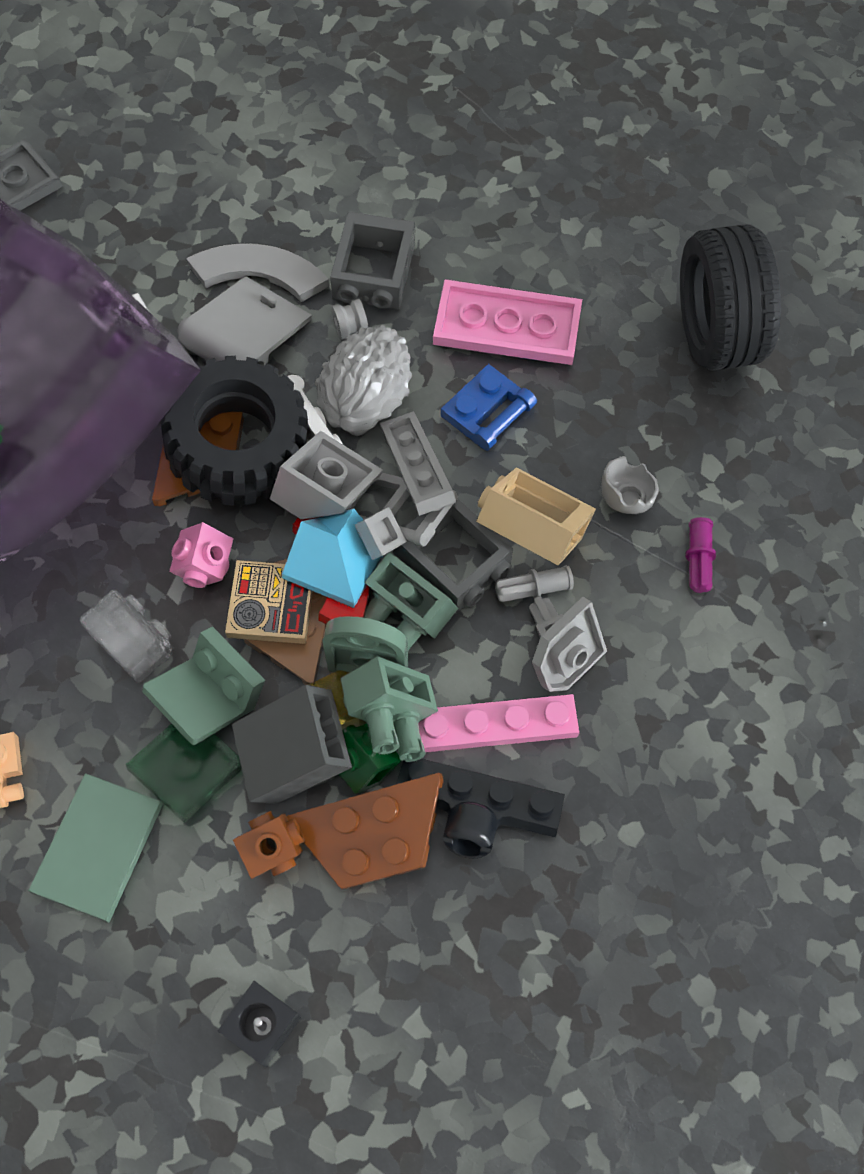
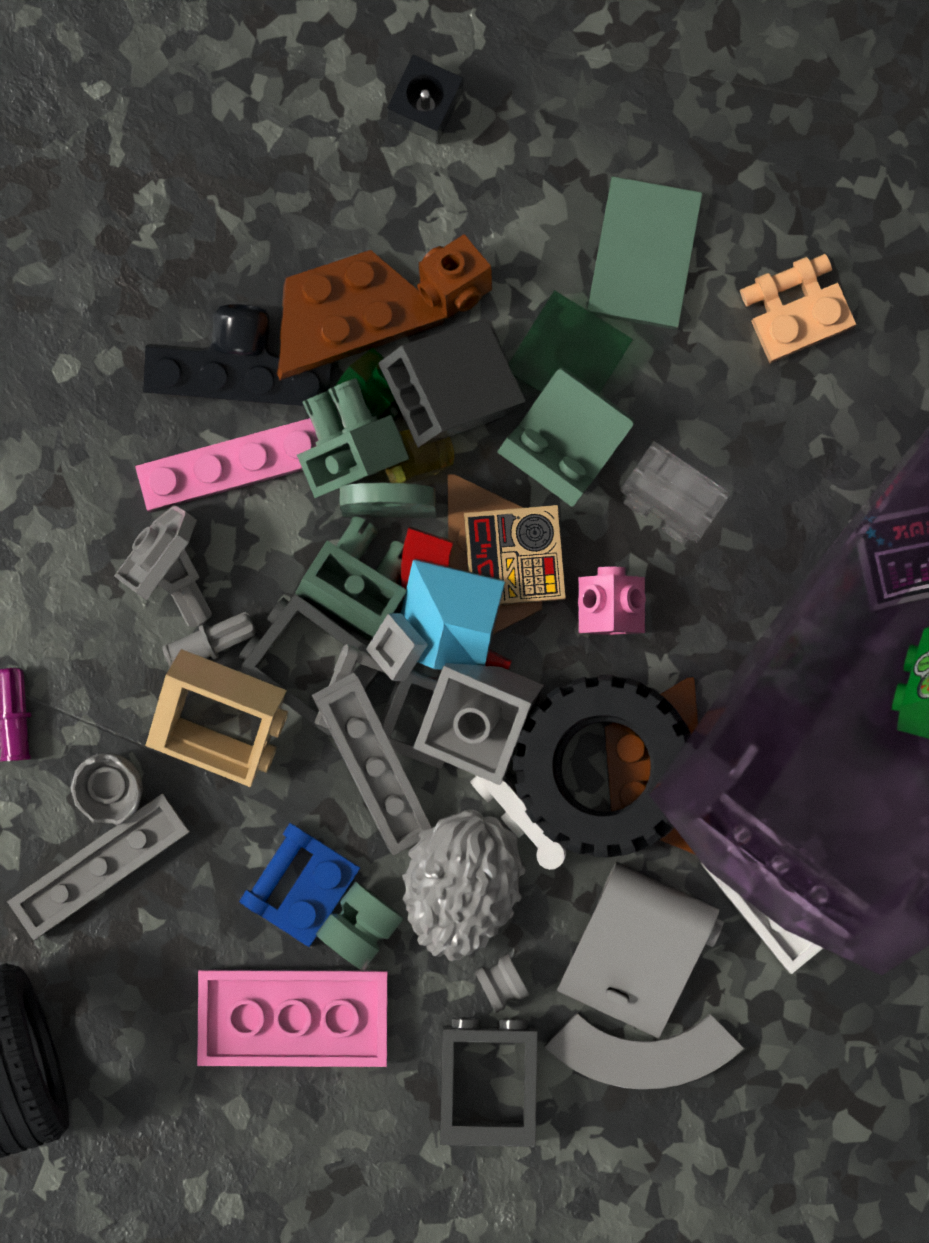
camera: 170 degrees right, 20 degrees up
(448, 366) = (359, 926): none -> sand green wheel
(642, 437) = (98, 867): none -> light grey plate

